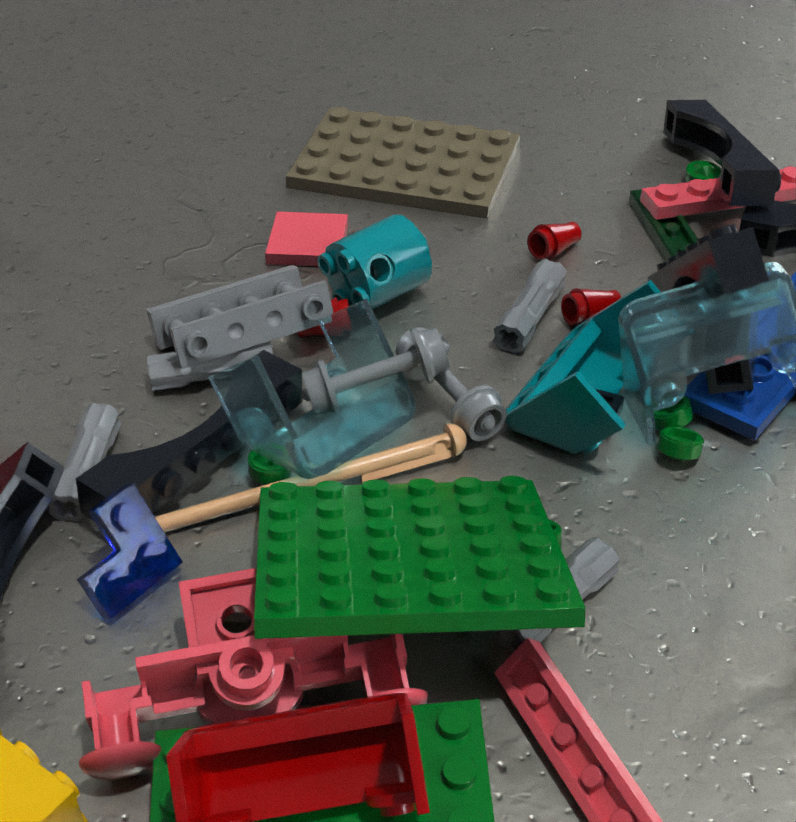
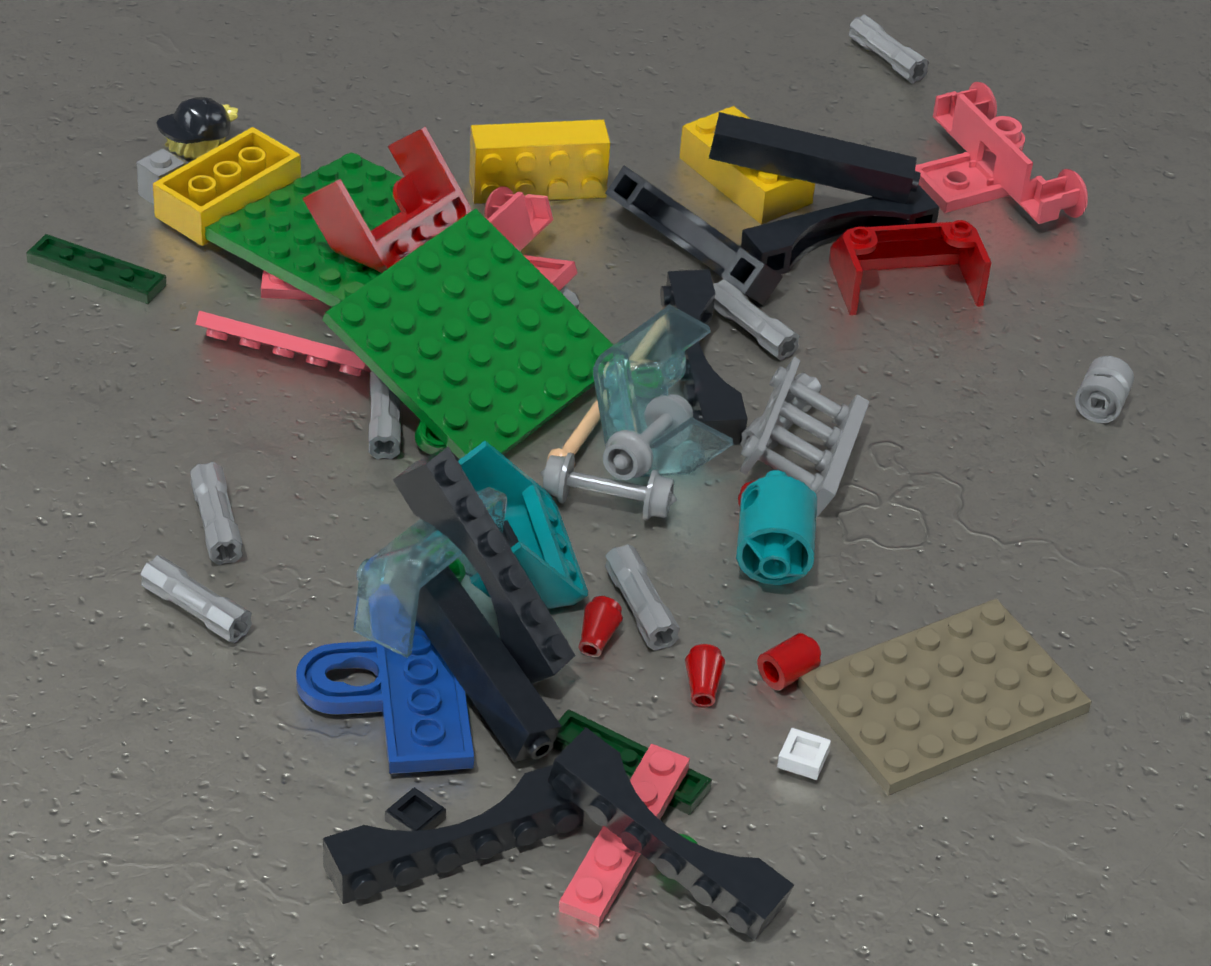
camera: 130 degrees right, 0 degrees up
(139, 556) = (638, 279): clear blue plate -> none
(303, 236) = (889, 560): coral tile -> none
(483, 212) = (789, 661): none -> red brick
(550, 171) = (804, 753): none -> white plate

